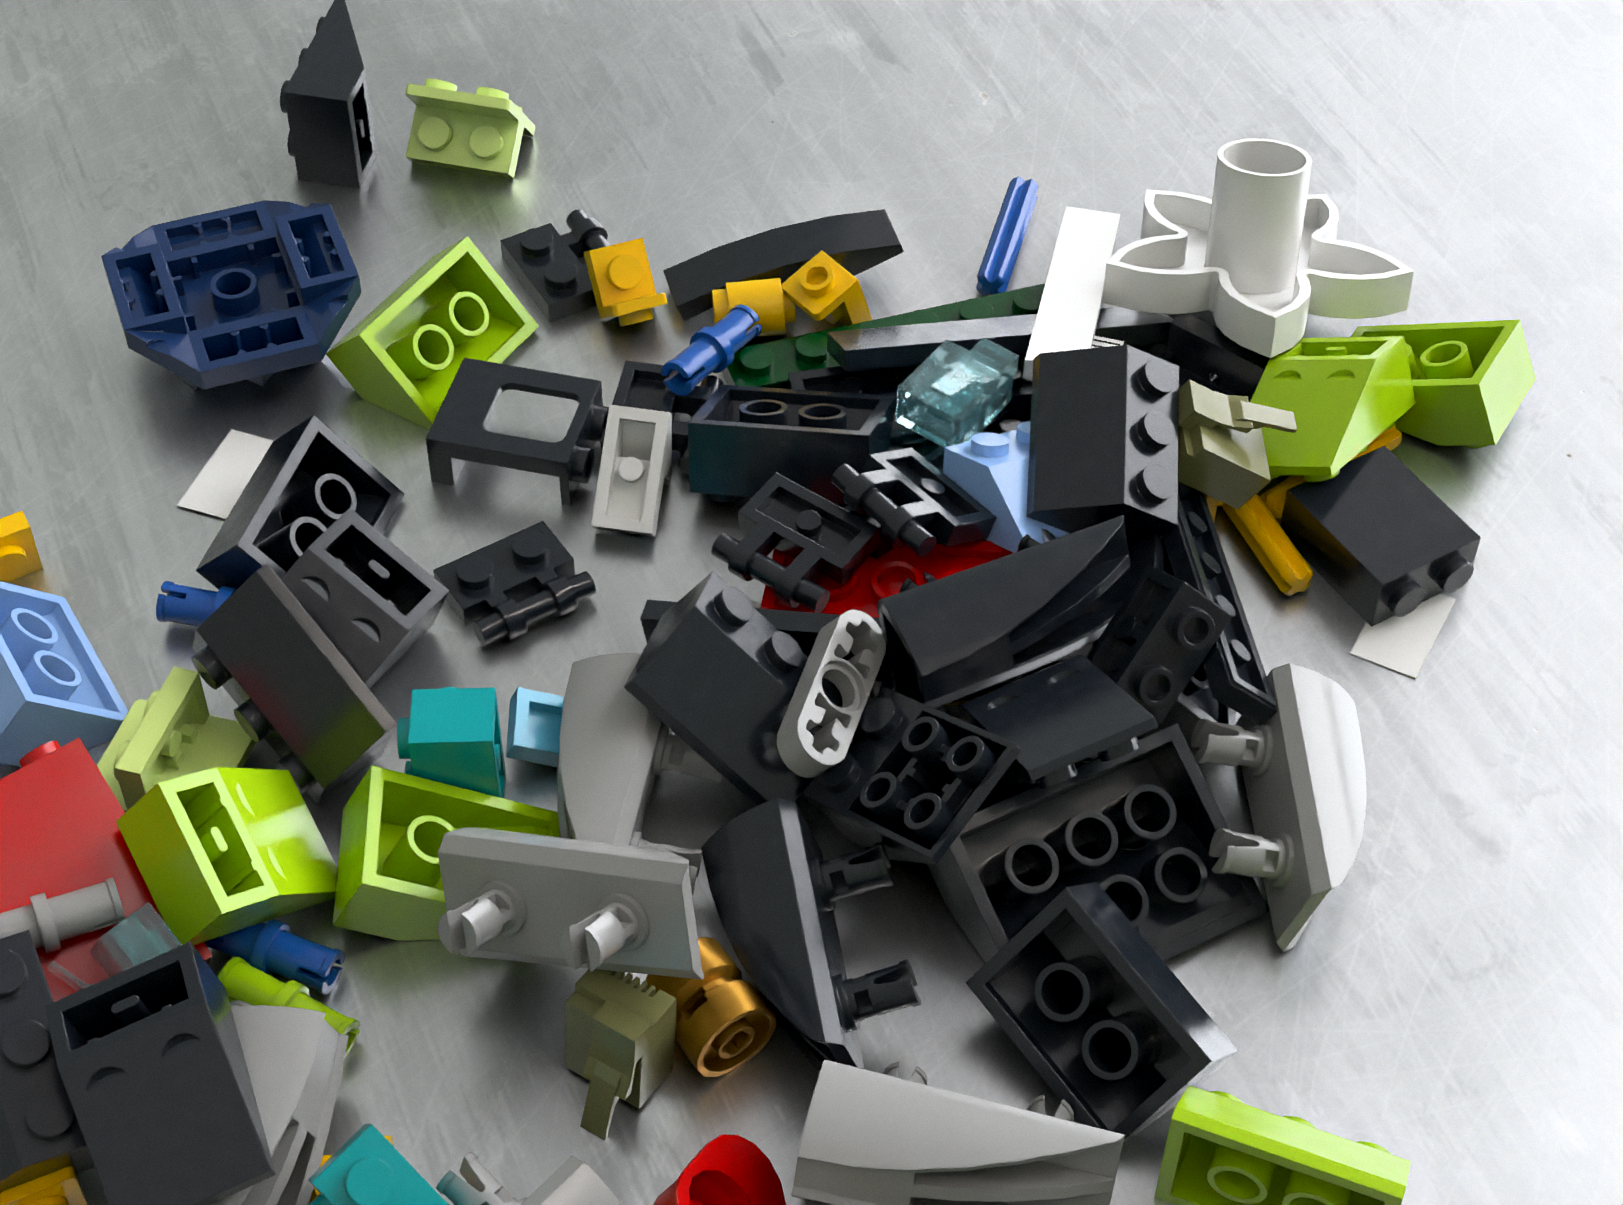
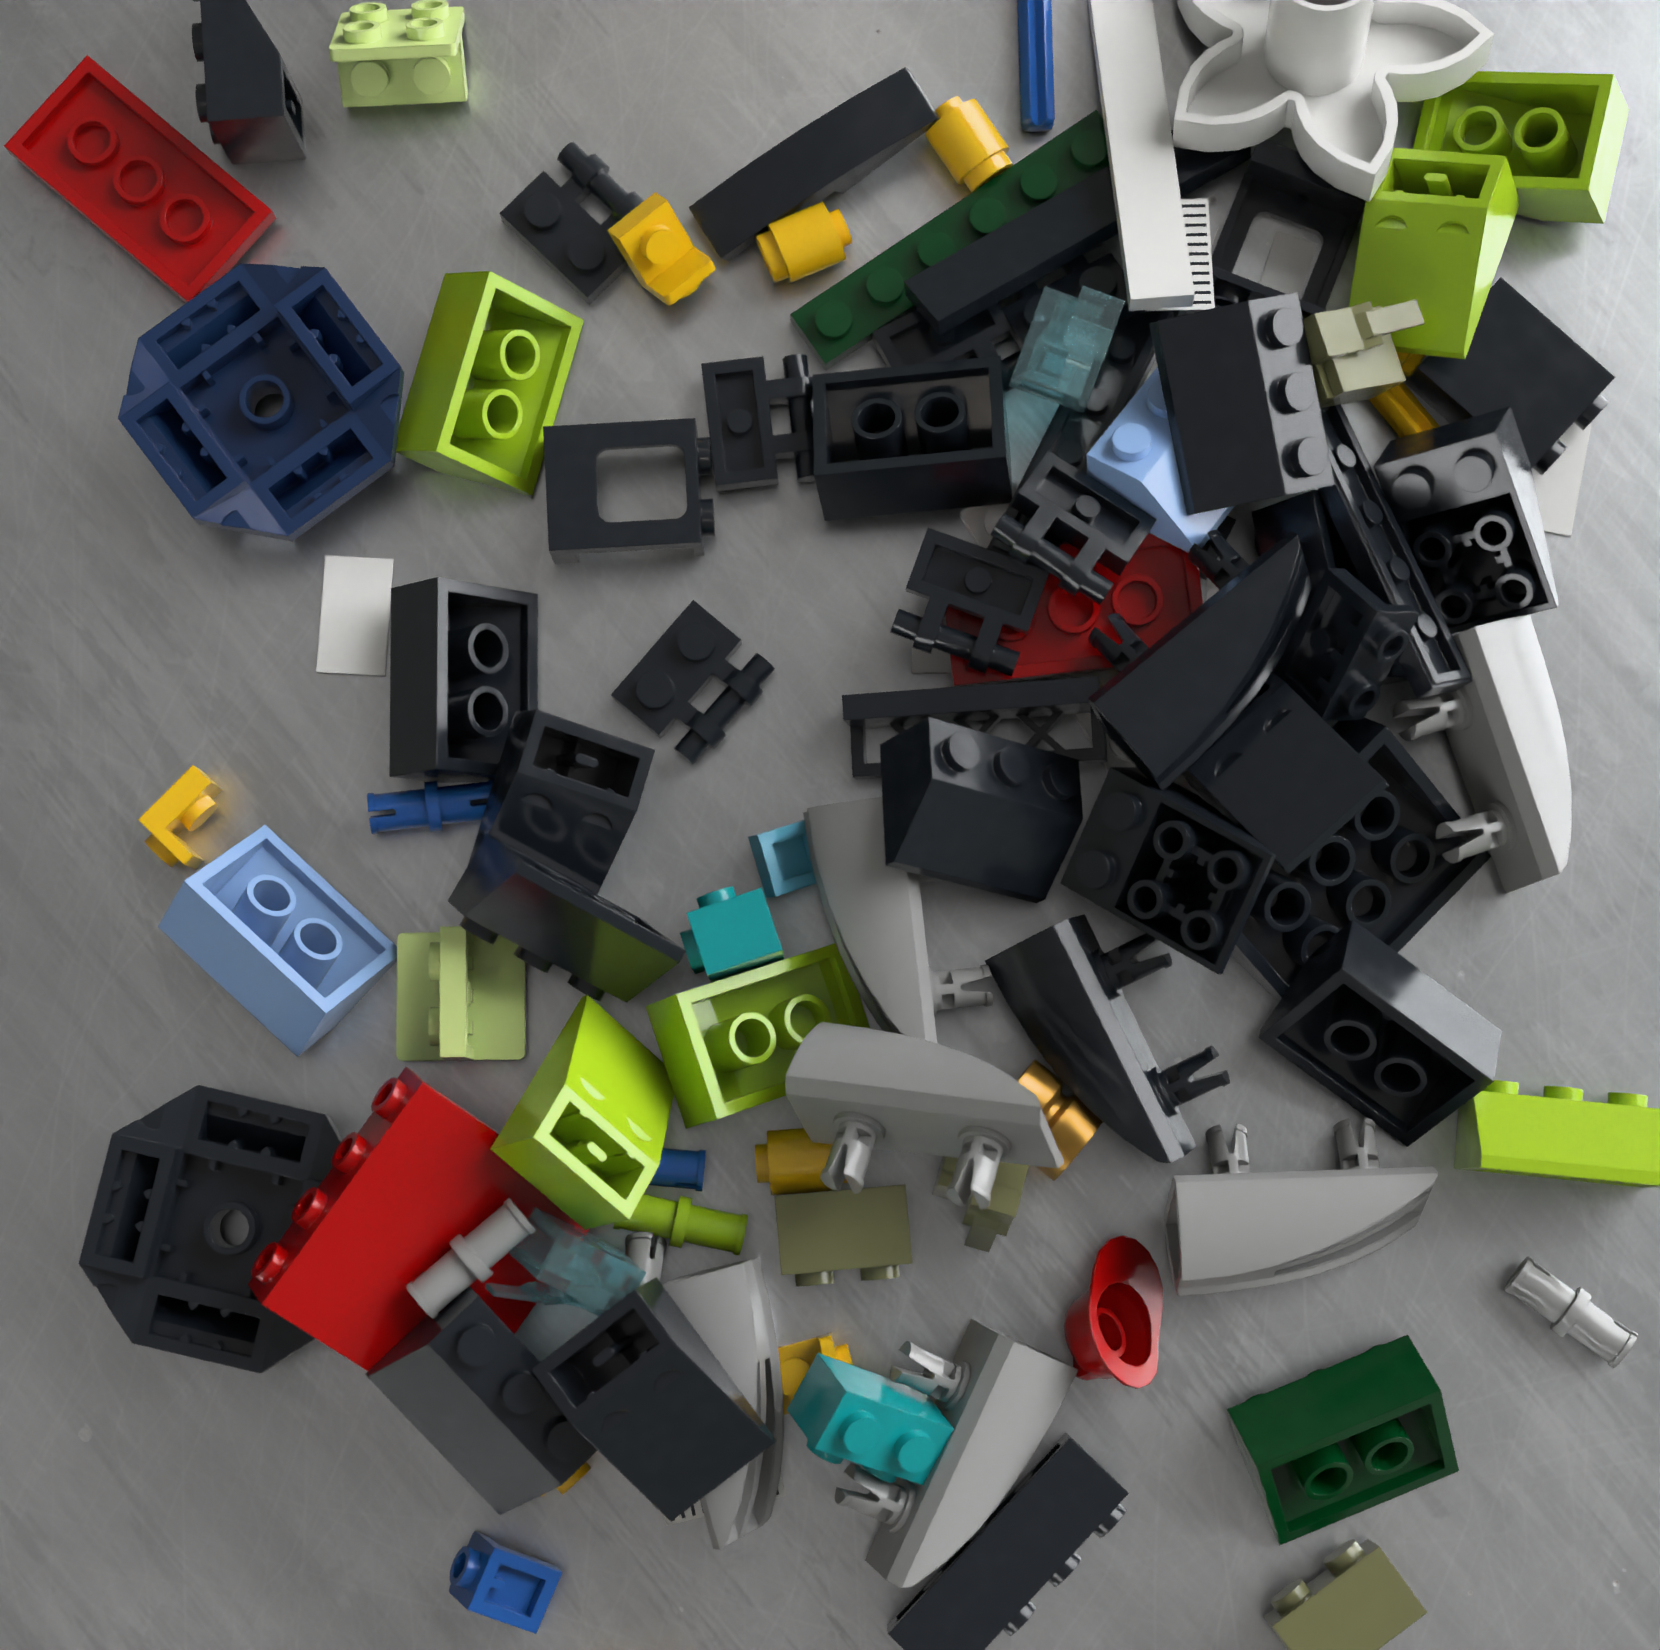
camera: 15 degrees left, 35 degrees up
(211, 152) = (140, 181): none -> red plate
(437, 984) = (791, 1162): none -> yellow brick
(451, 1049) = (843, 1232): none -> olive brick
(633, 470) = (765, 526): white slope -> none
(711, 350) = (789, 333): blue pin -> none
(810, 706) = (1051, 750): light grey beam -> none
(827, 292) = (877, 212): yellow bracket -> none
(922, 275) = (968, 143): none -> yellow brick
(1314, 596) = (1471, 518): none -> black slope

